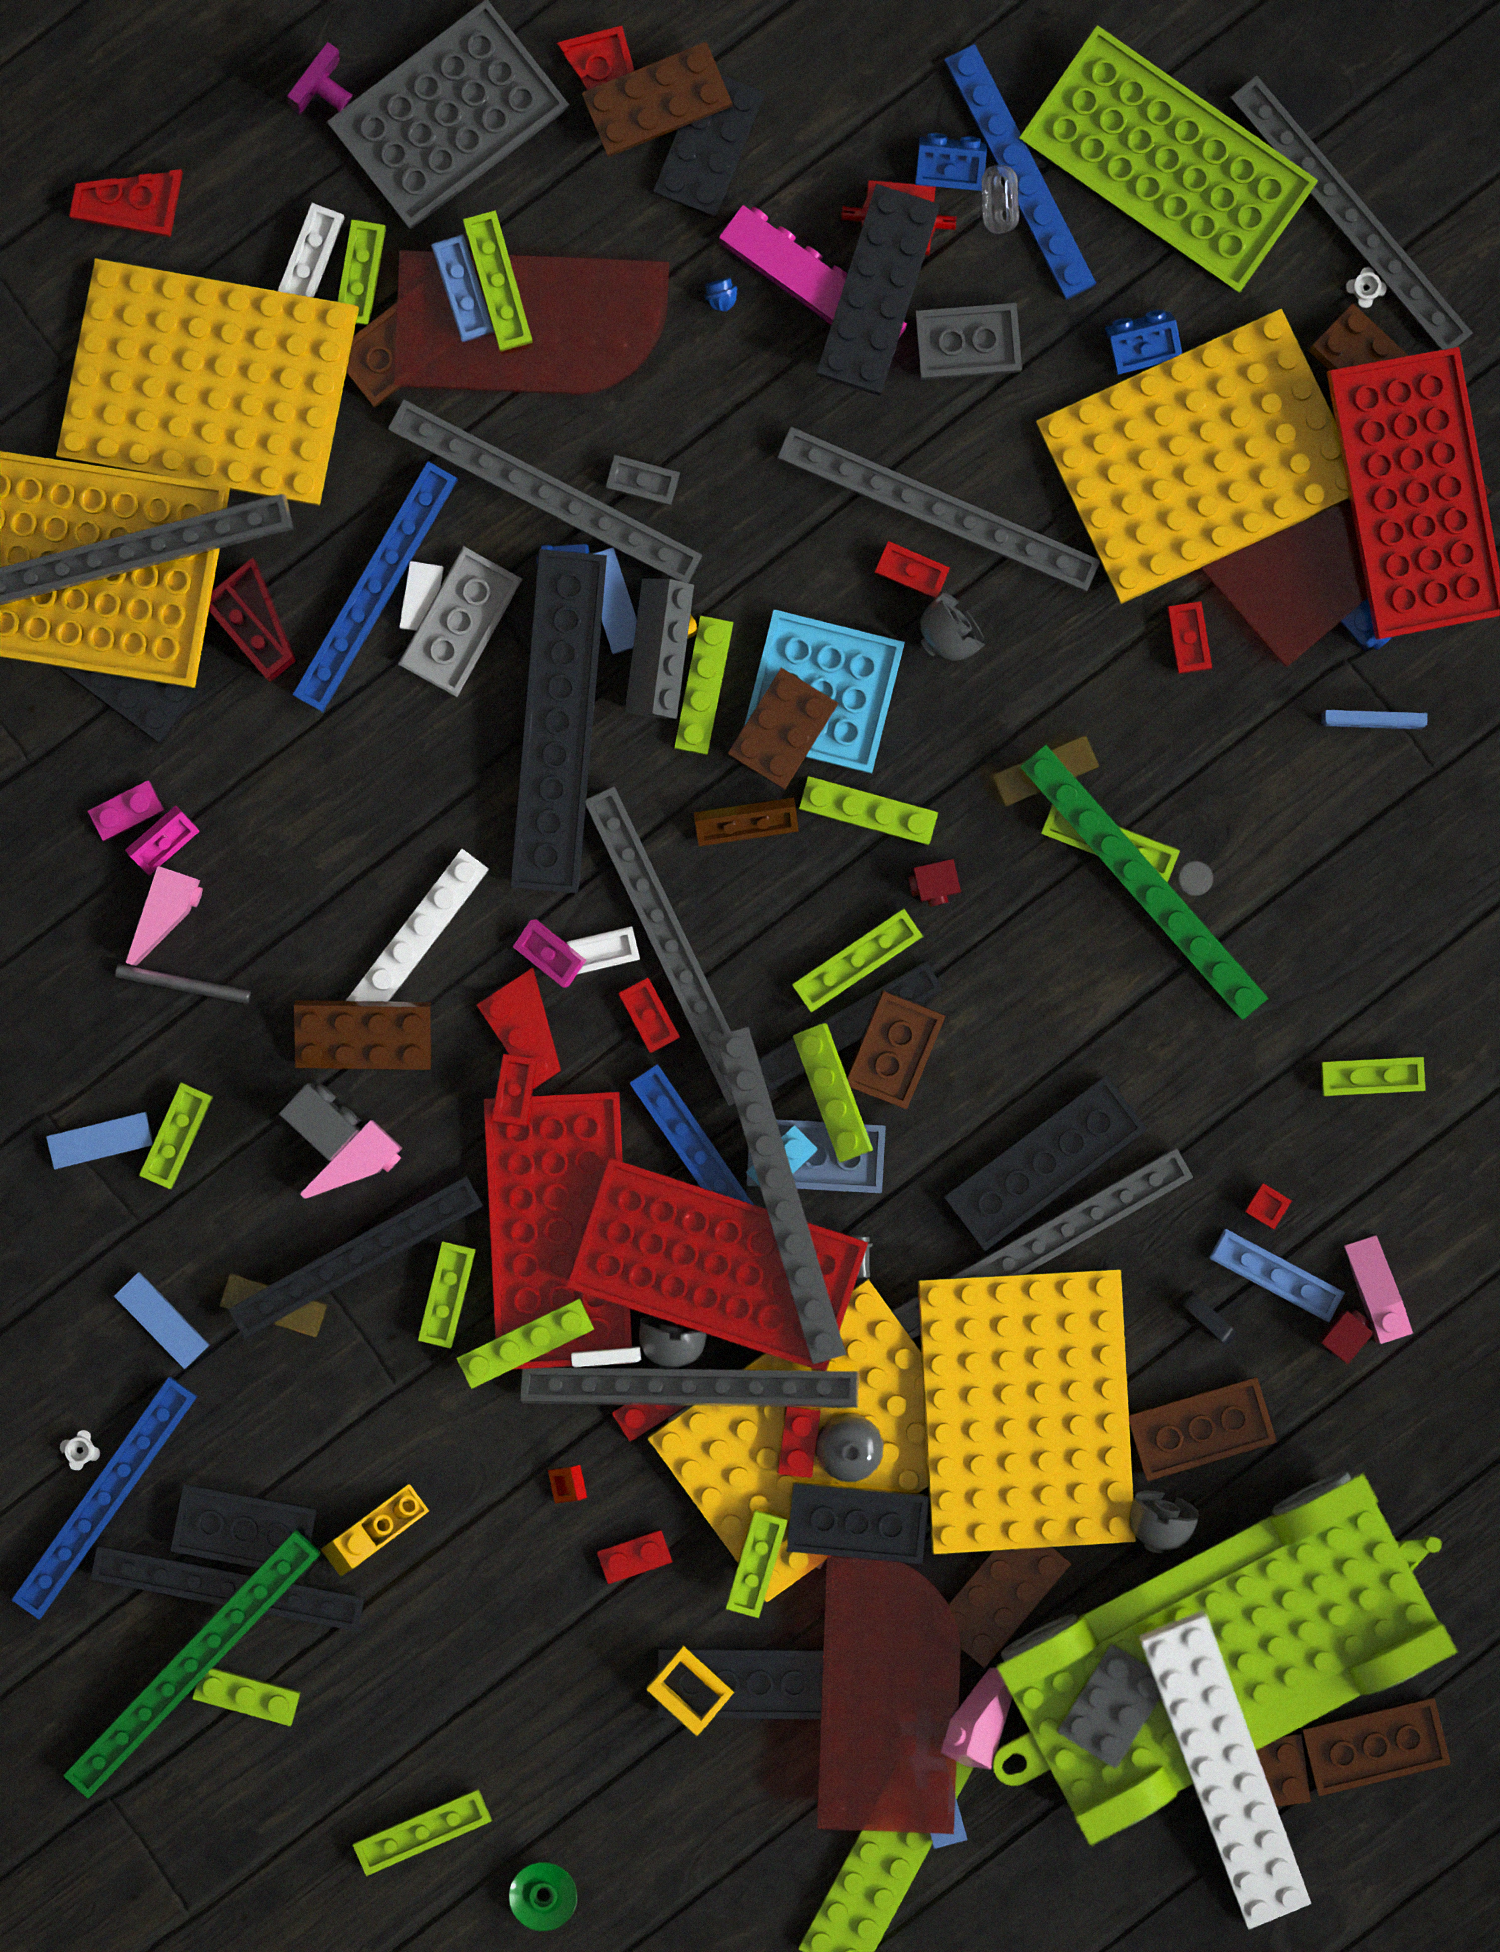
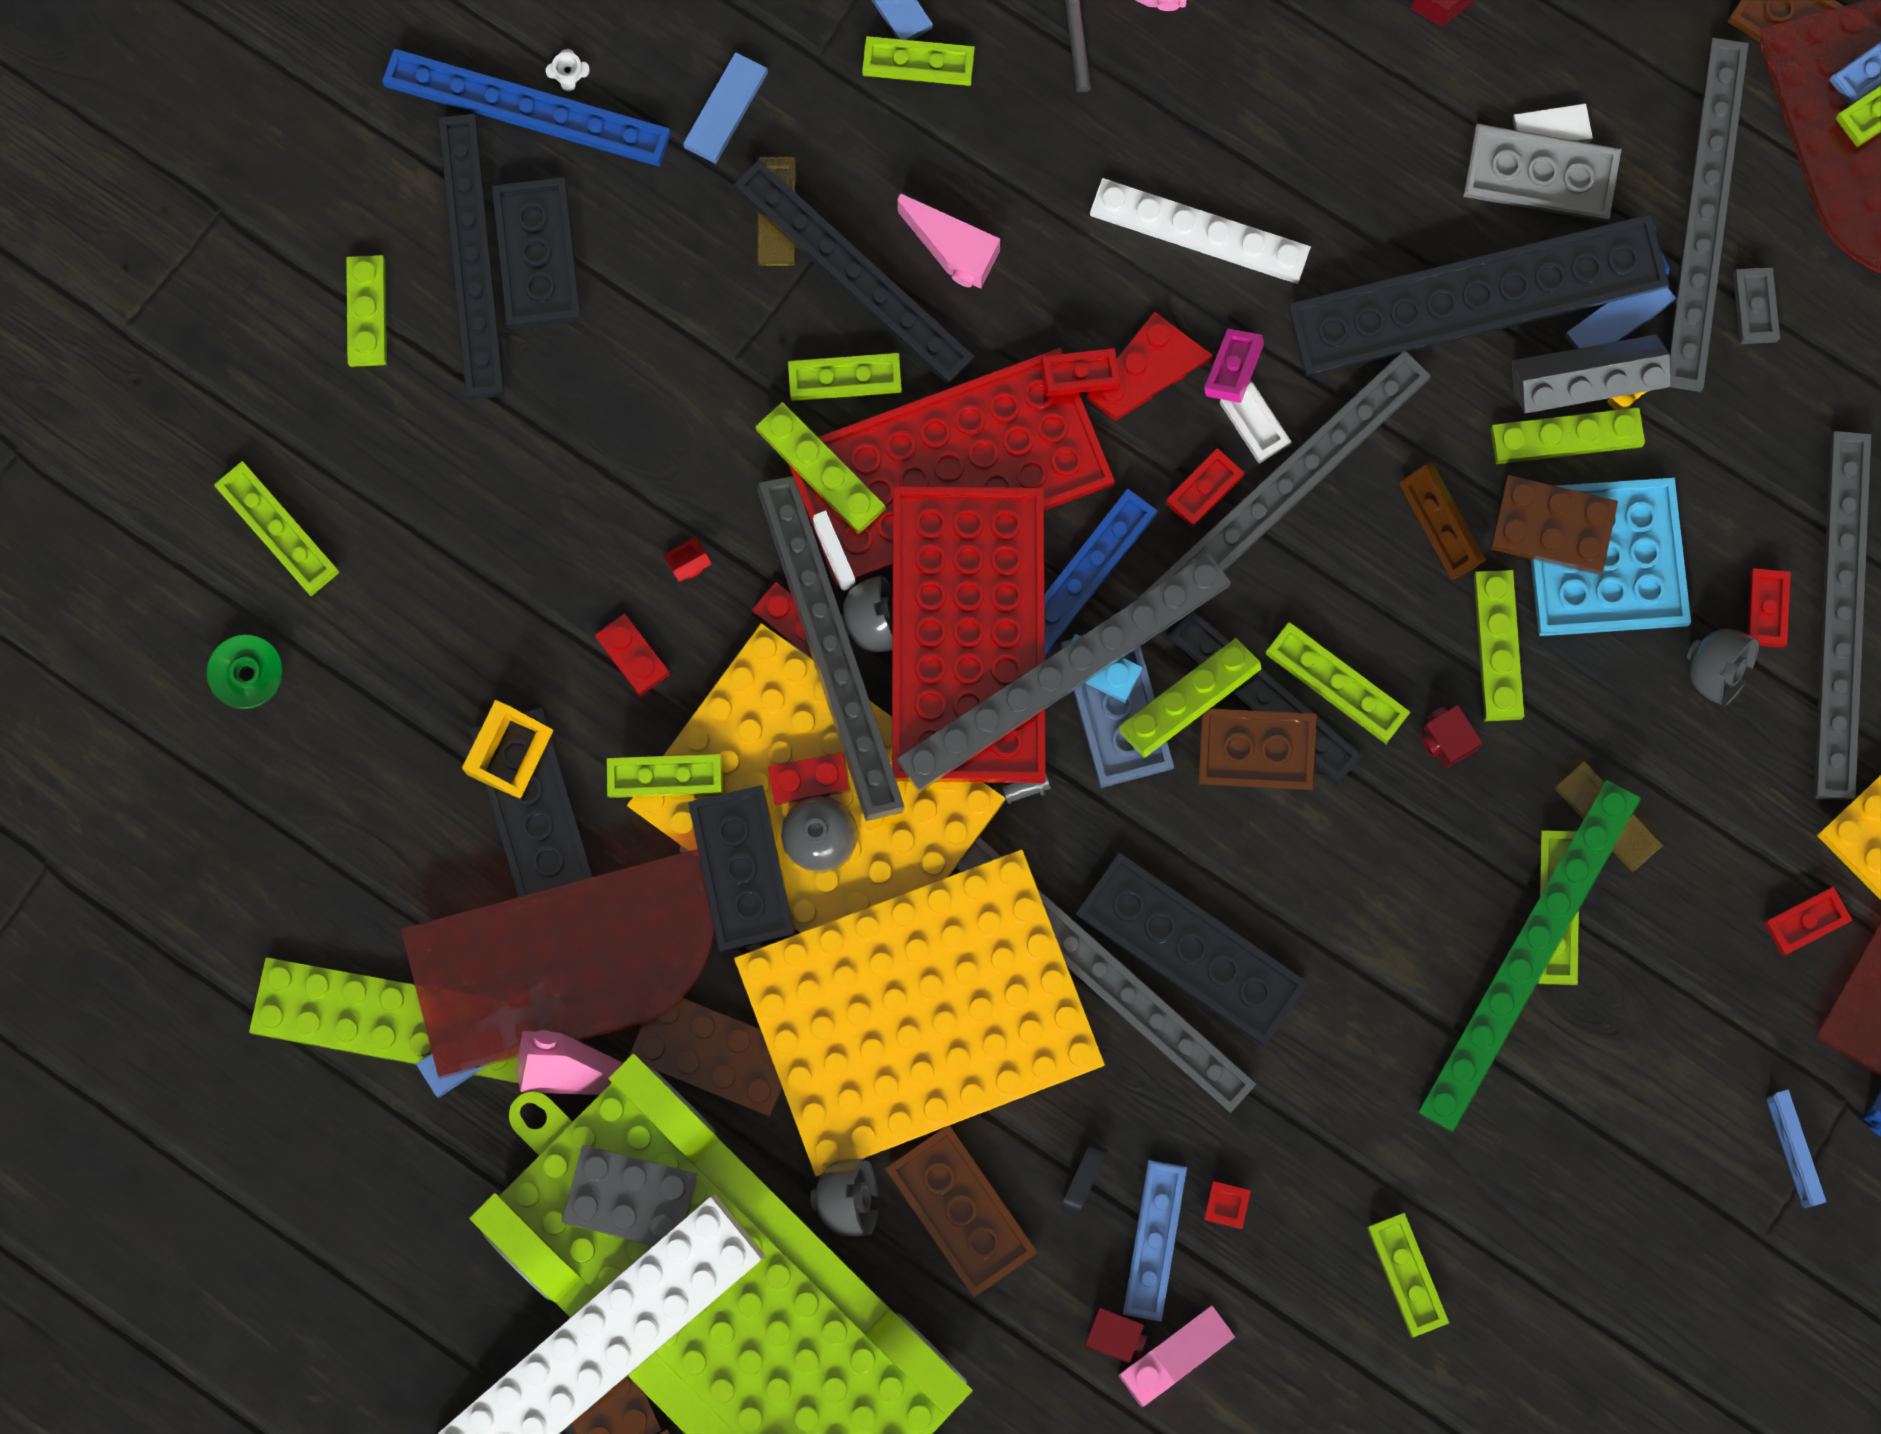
camera: 75 degrees right, 10 degrees down
(192, 1664) = (383, 241): green plate -> none
(321, 1120) = (985, 187): dark grey brick -> none
(362, 1034) = (1085, 208): reddish brown plate -> none
(374, 1530) = (576, 381): yellow slope -> none
(375, 586) = (1547, 78): blue plate -> none
(1195, 878) = (1552, 1013): clear tile -> none

